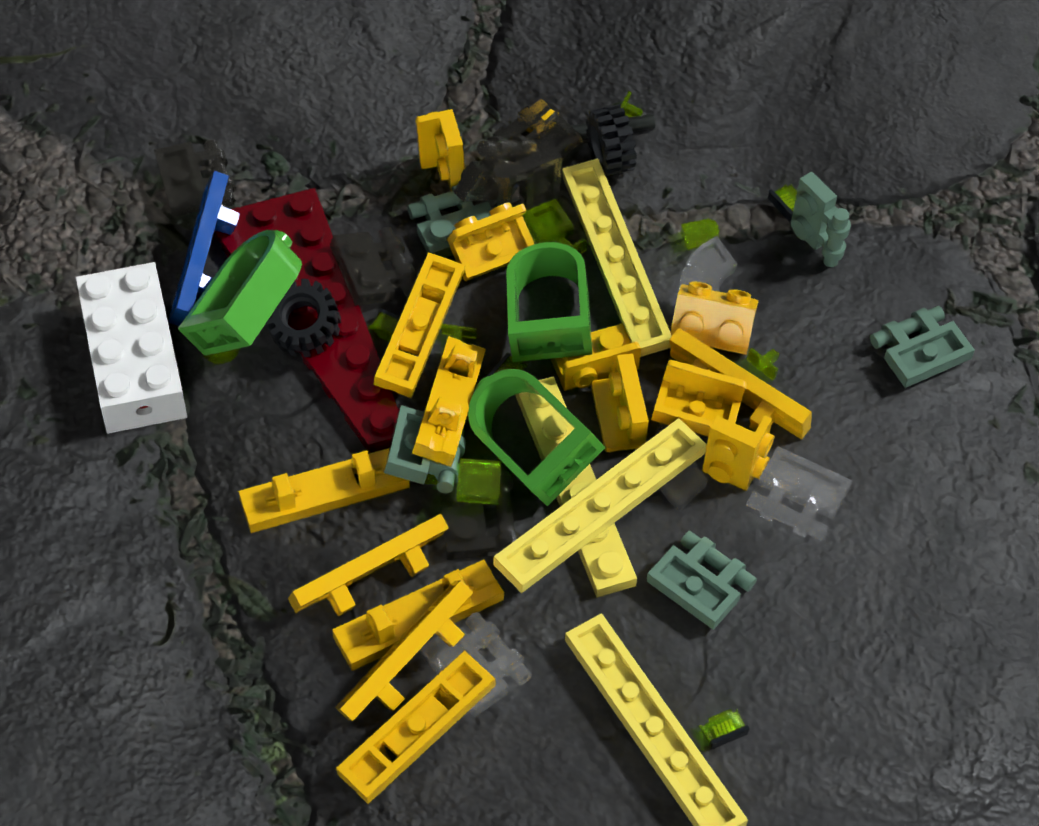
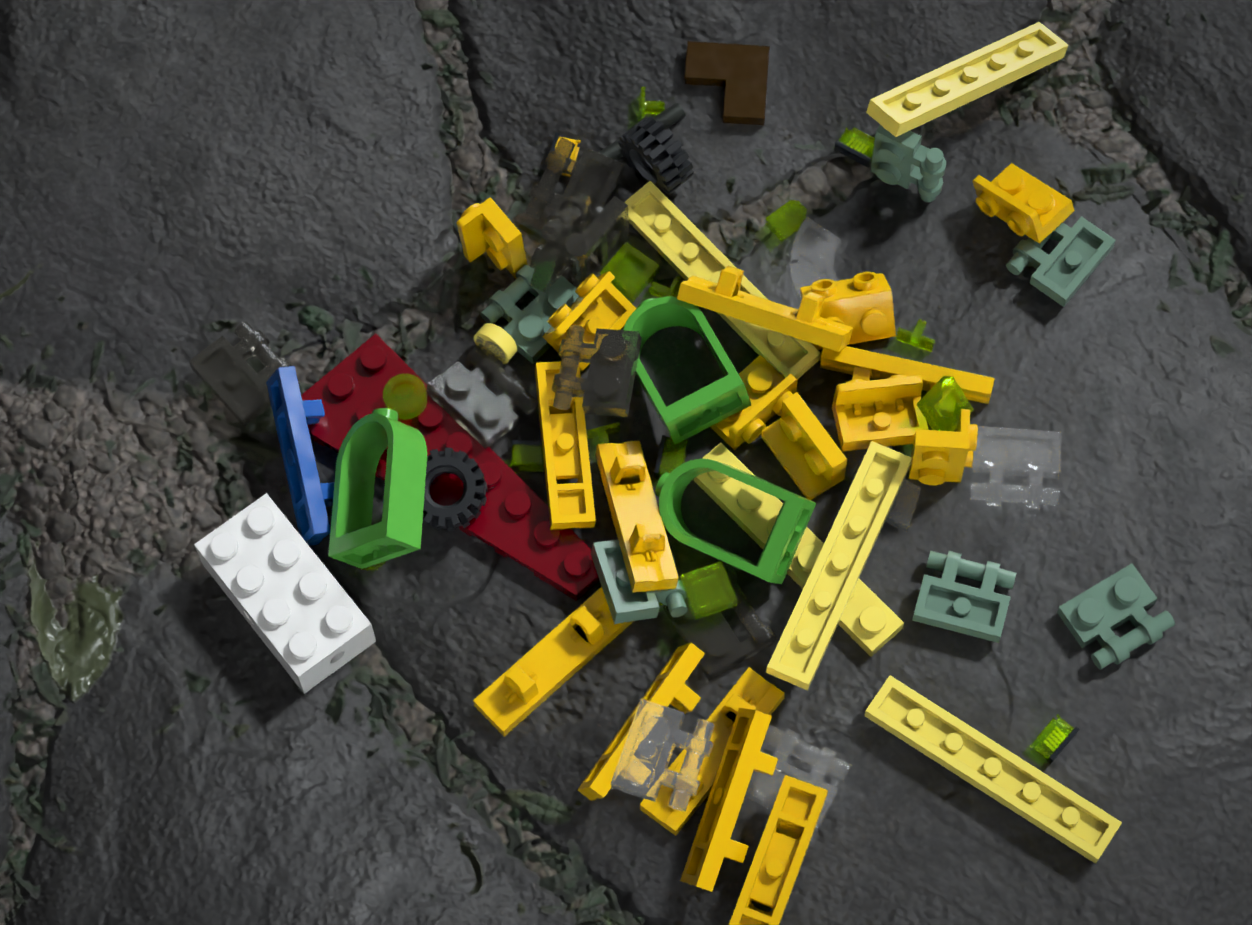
camera: 20 degrees left, 10 degrees up
(309, 238) = (405, 395): none -> clear neon green tile
(357, 580) = (649, 751): none -> clear plate
(408, 229) = (496, 341): none -> light yellow tile
(482, 282) = (610, 374): none -> clear smoke plate
(667, 303) = (801, 324): none -> yellow hinge
(716, 112) = (739, 70): none -> dark brown tile
(751, 411) = (943, 404): none -> clear neon green tile
(828, 640) = (1109, 605): none -> sand green plate
(900, 173) = (966, 79): none -> light yellow plate
(906, 291) = (1022, 202): none -> yellow bracket

